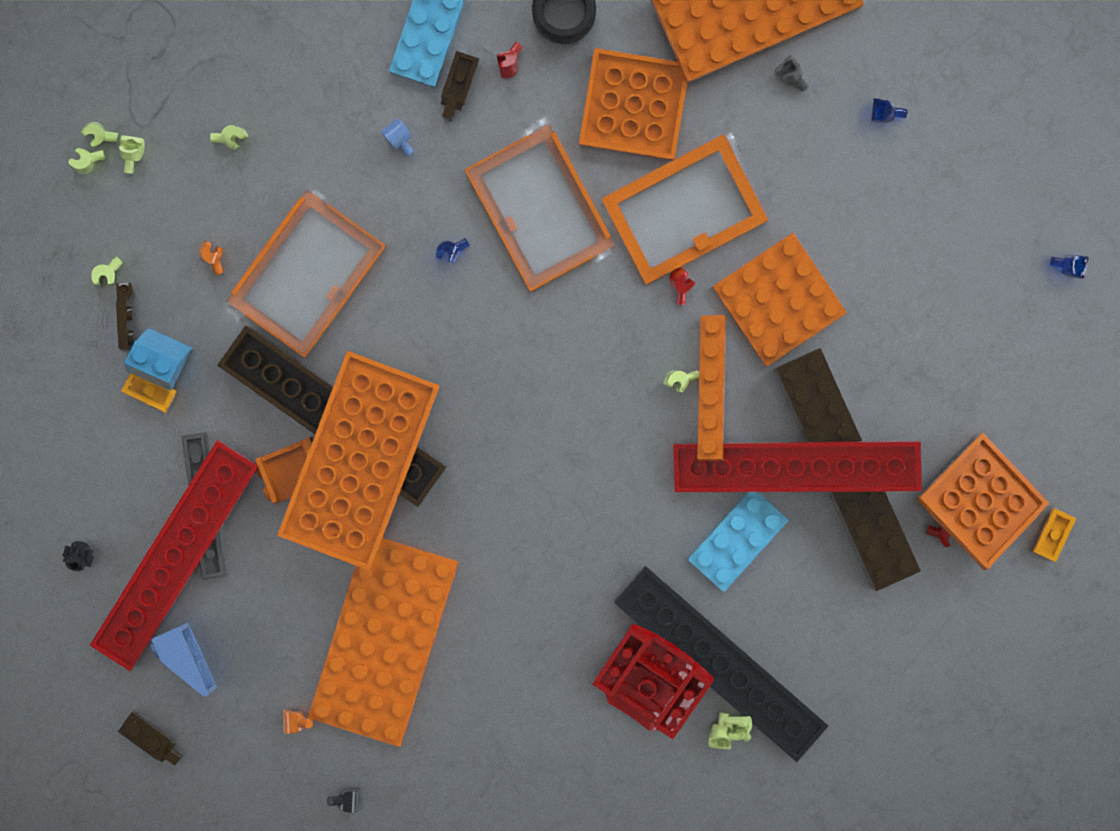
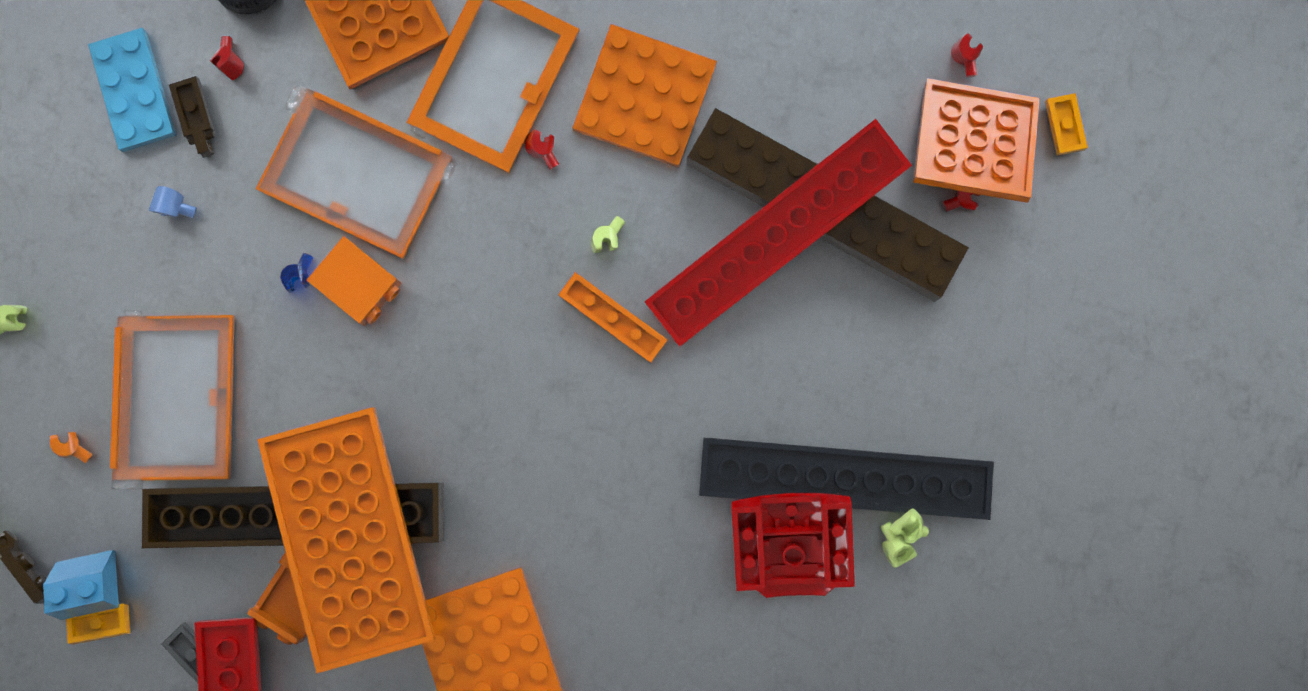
camera: 35 degrees left, 5 degrees down
(486, 285) = (354, 282): none -> orange panel
(644, 439) = (612, 317): none -> orange plate
(711, 388) = (641, 222): orange plate -> none
(738, 539) = (773, 348): medium azure plate -> none
(1021, 434) = (965, 55): none -> red piece

